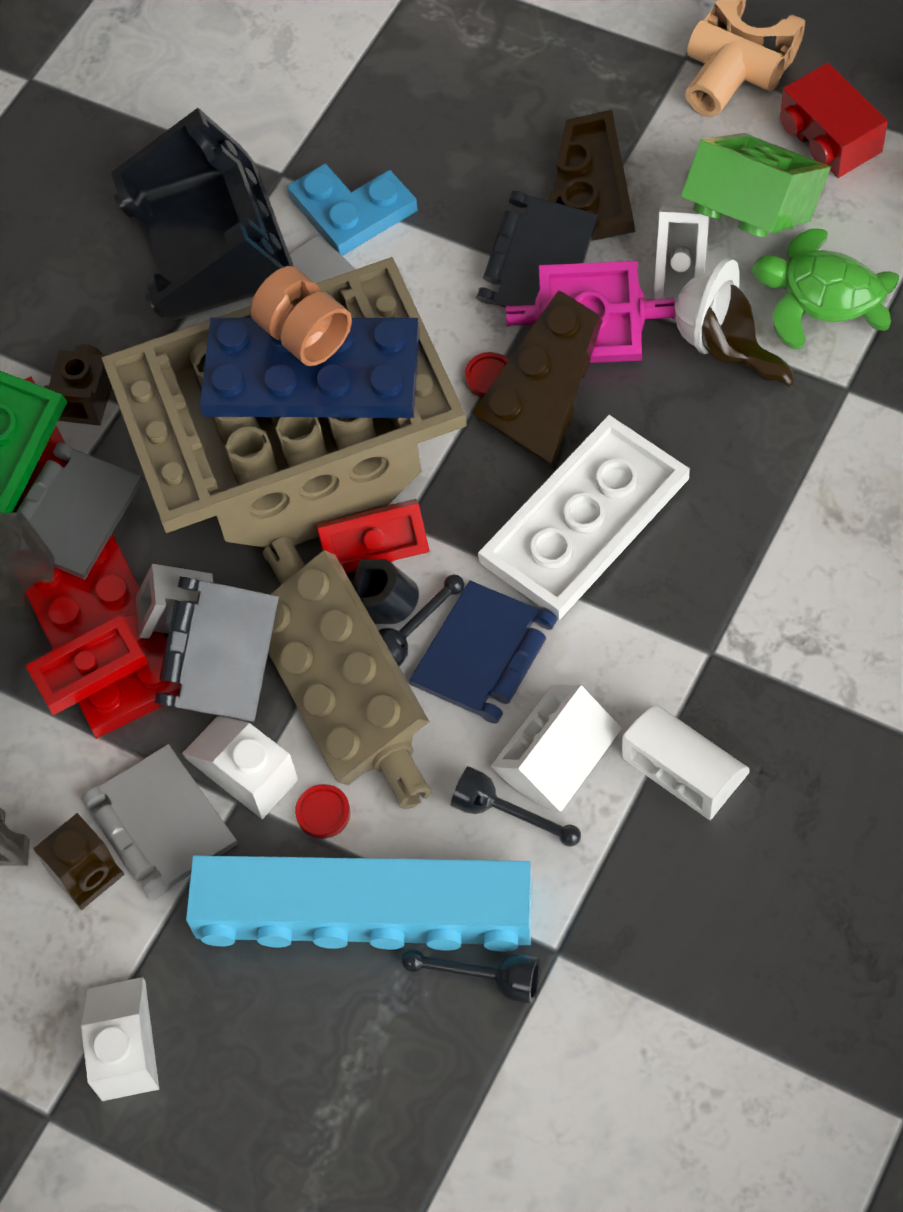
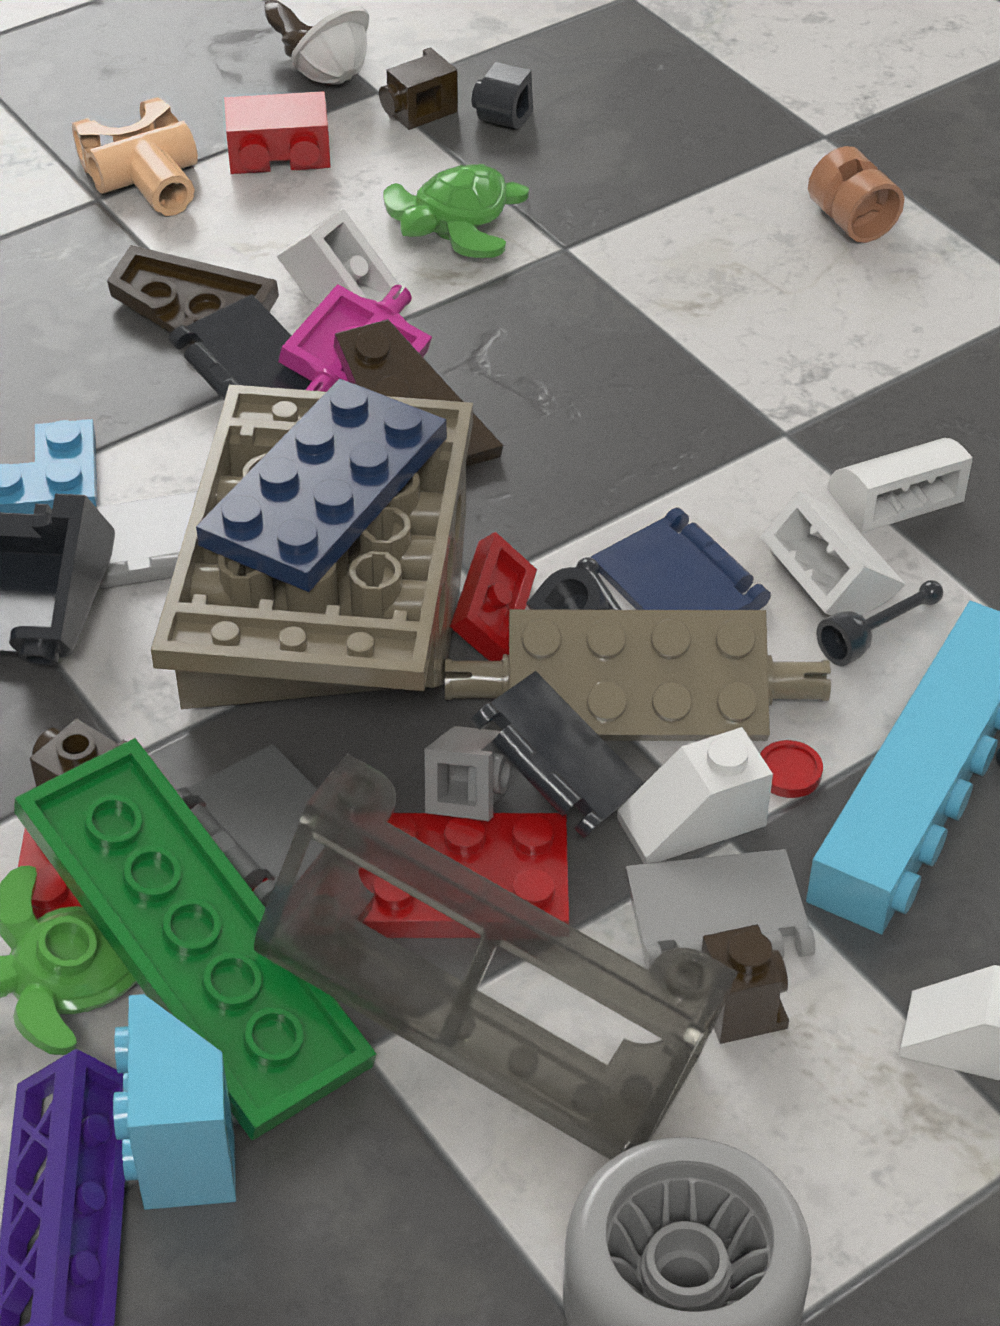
camera: 70 degrees left, 15 degrees down
(86, 664) = (503, 849): red plate -> none
(300, 315) = (294, 423): nougat wheel -> none
(583, 516) = (584, 447): white plate -> none
(721, 322) = (444, 276): piece -> none
(754, 183) = (333, 170): bright green brick -> none

